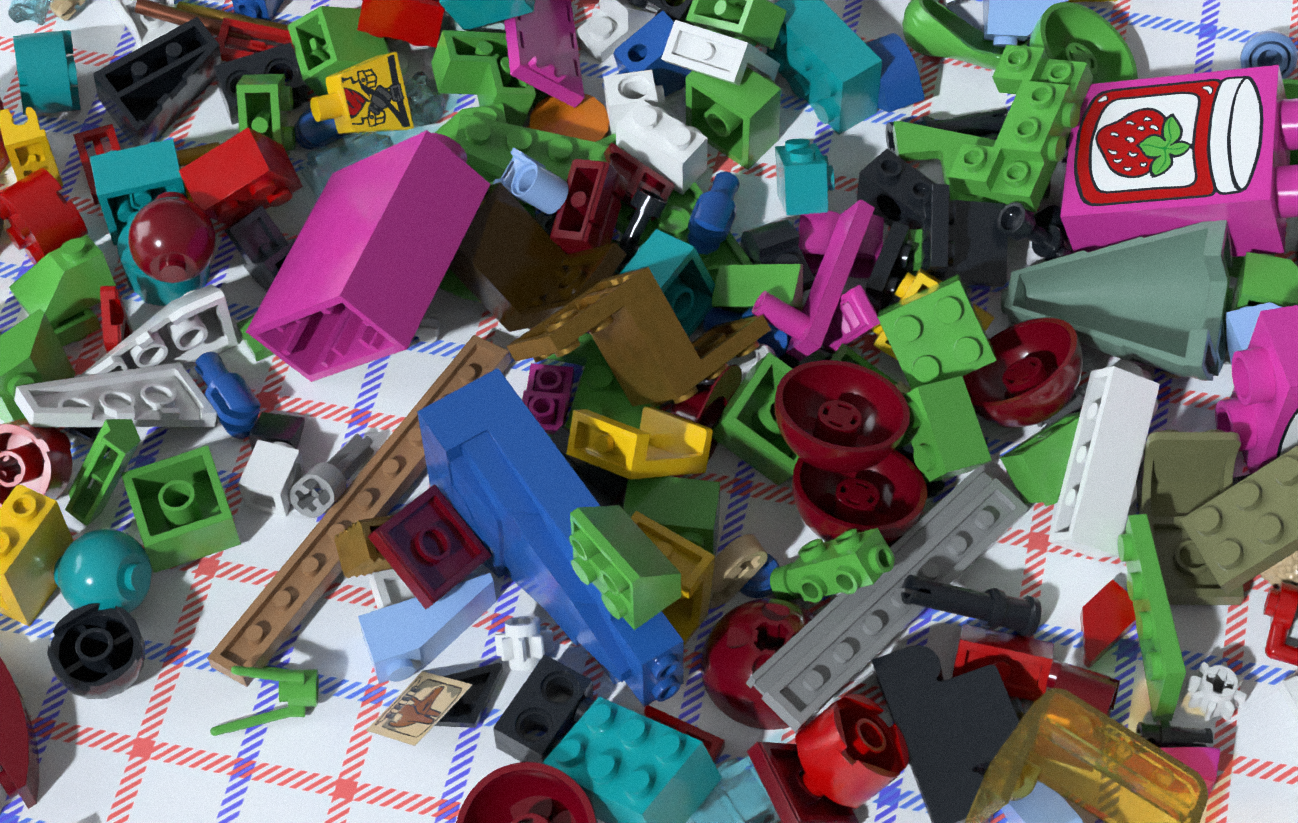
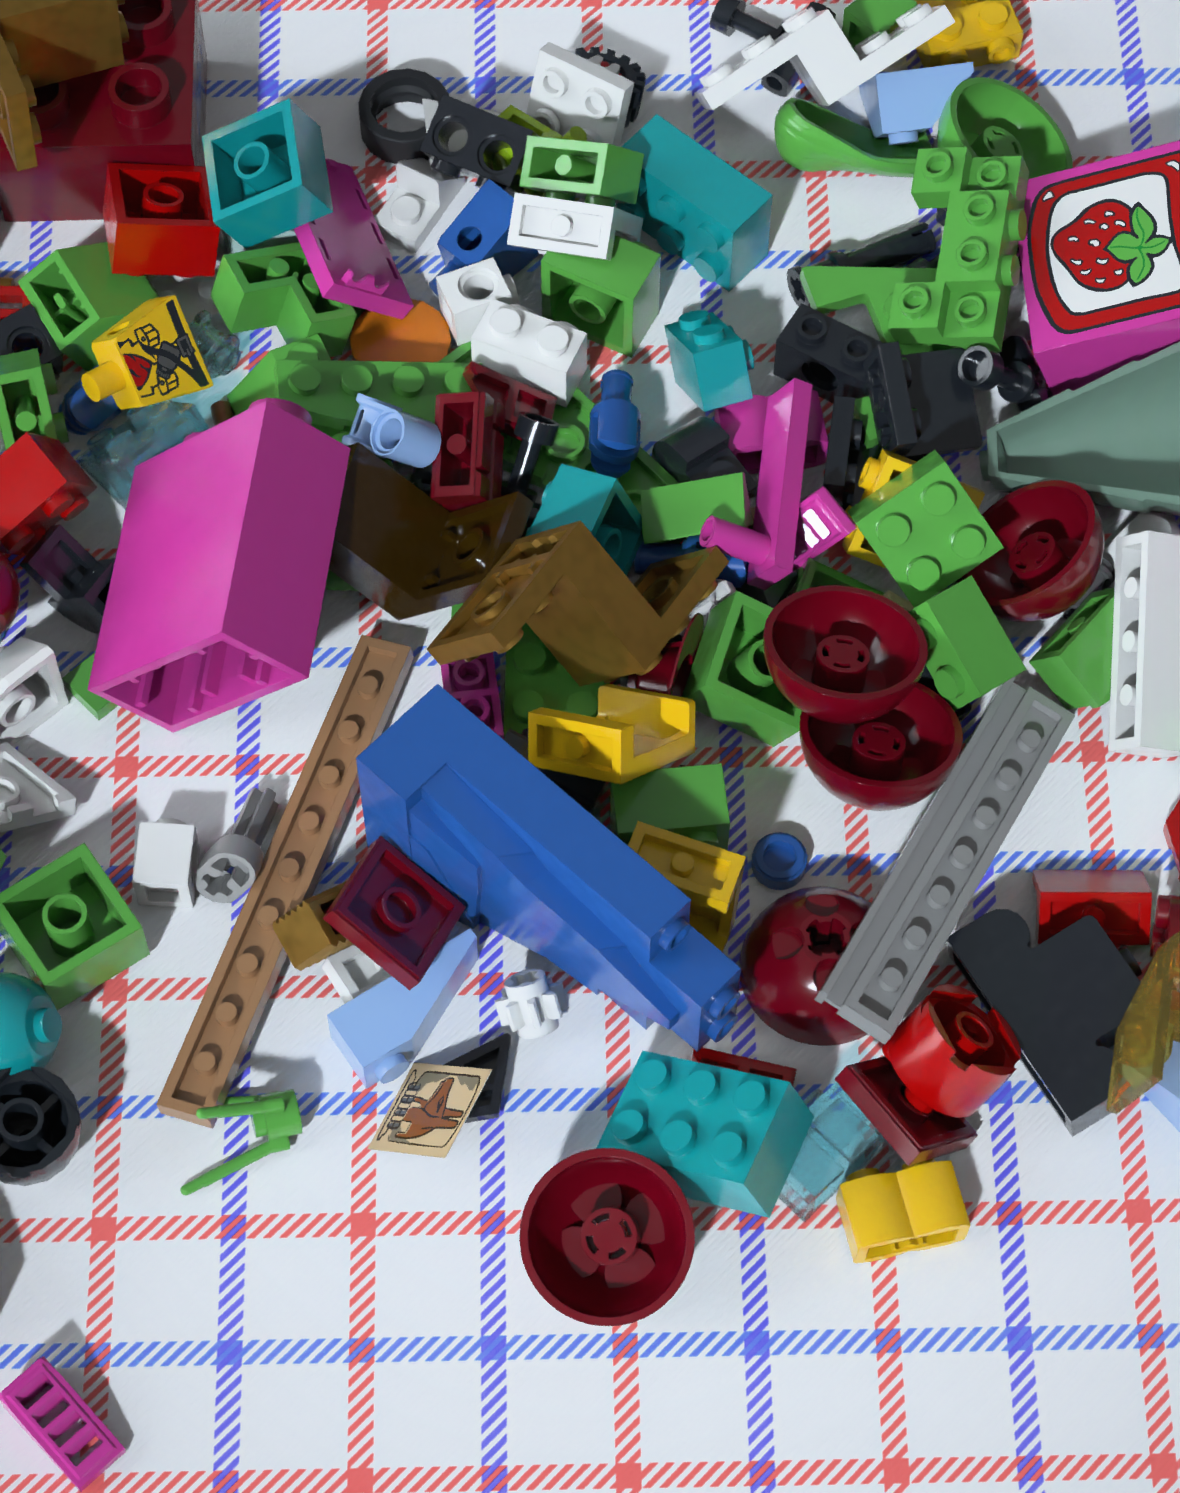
camera: 15 degrees left, 5 degrees up
(229, 395) = (81, 771): blue arm -> none
(277, 428) = (151, 802): black slope -> none
(534, 710) = (569, 1082): black brick -> none
(622, 564) = (661, 897): bright green slope -> none
(735, 567) = (764, 851): tan beam -> none
(833, 566) = (877, 837): bright green brick -> none
(899, 74) = (794, 211): blue brick -> none
(990, 607) = (1064, 846): black pin -> none

